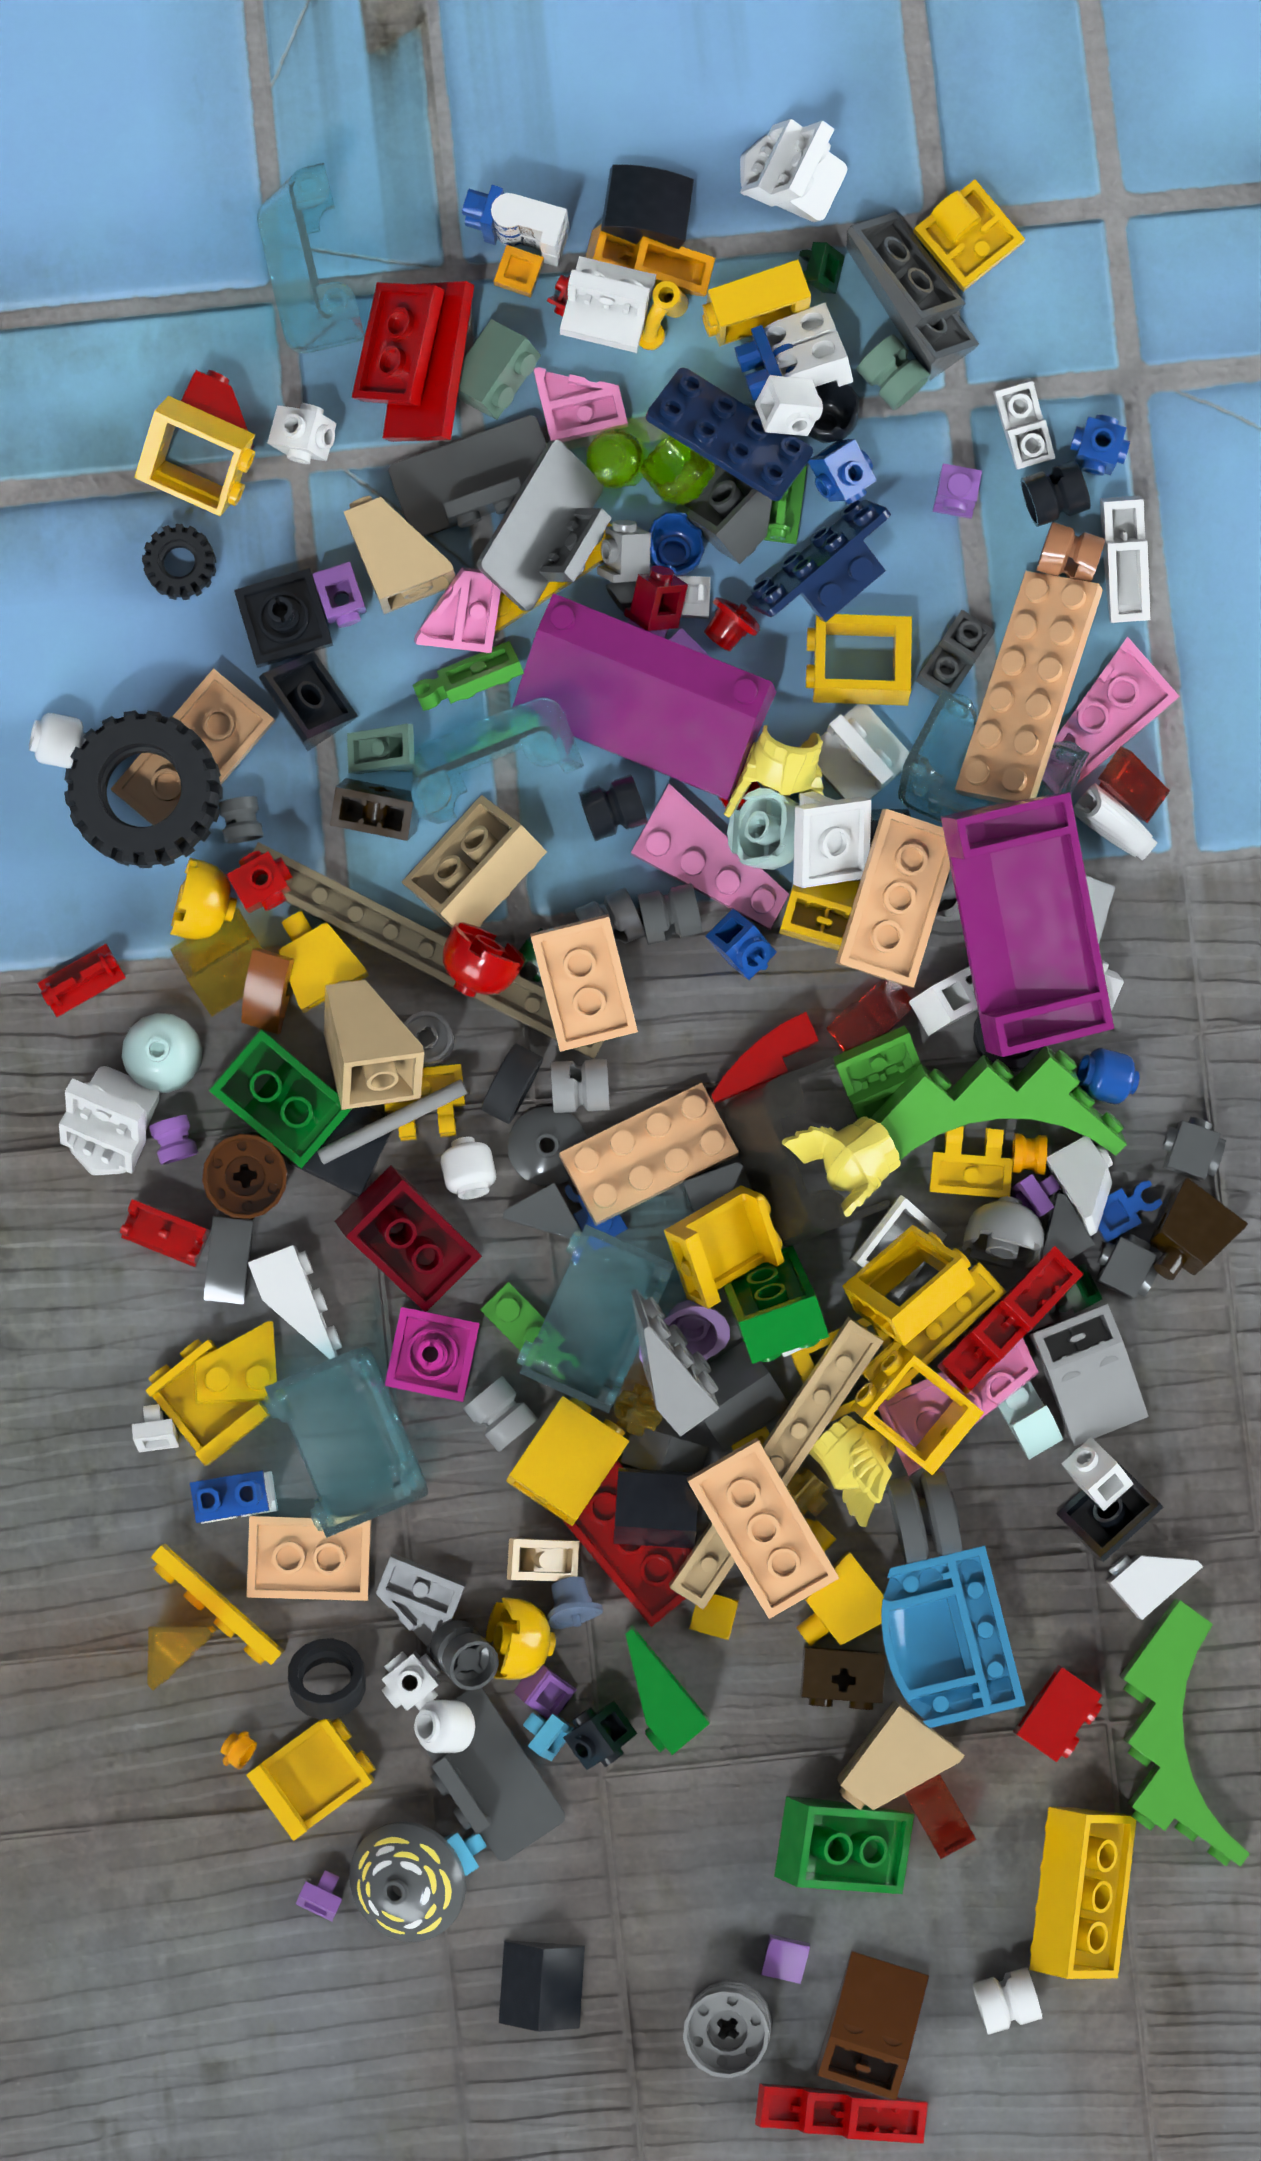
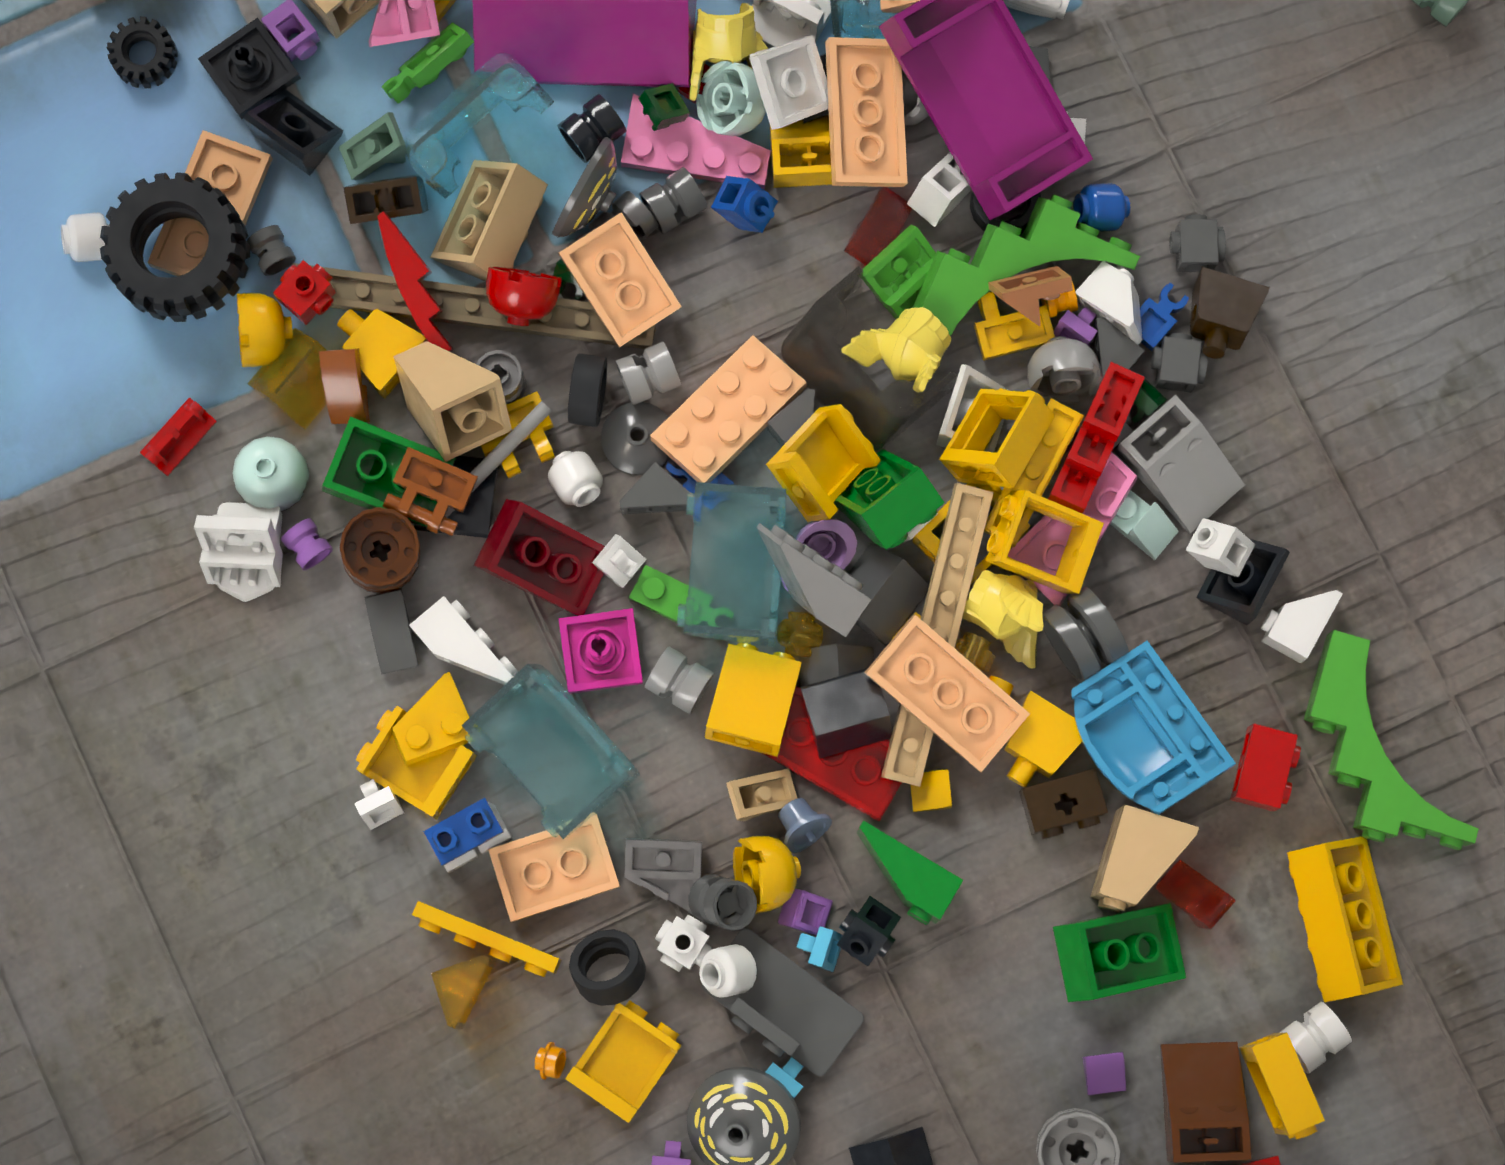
camera: 20 degrees left, 5 degrees down
(164, 1233) = (326, 628): red hinge -> none
(324, 1127) = (433, 480): none -> dark orange plate
(372, 897) = (409, 272): none -> red slope
(483, 1269) = (619, 561): none -> white tile
(587, 880) = (591, 191): none -> dark grey dish
(694, 813) = (664, 106): none -> dark green tile
(765, 1058) = (801, 292): red slope -> none
(955, 2037) = (1282, 1085): none -> yellow window
(993, 1140) = (1025, 290): none -> nougat slope

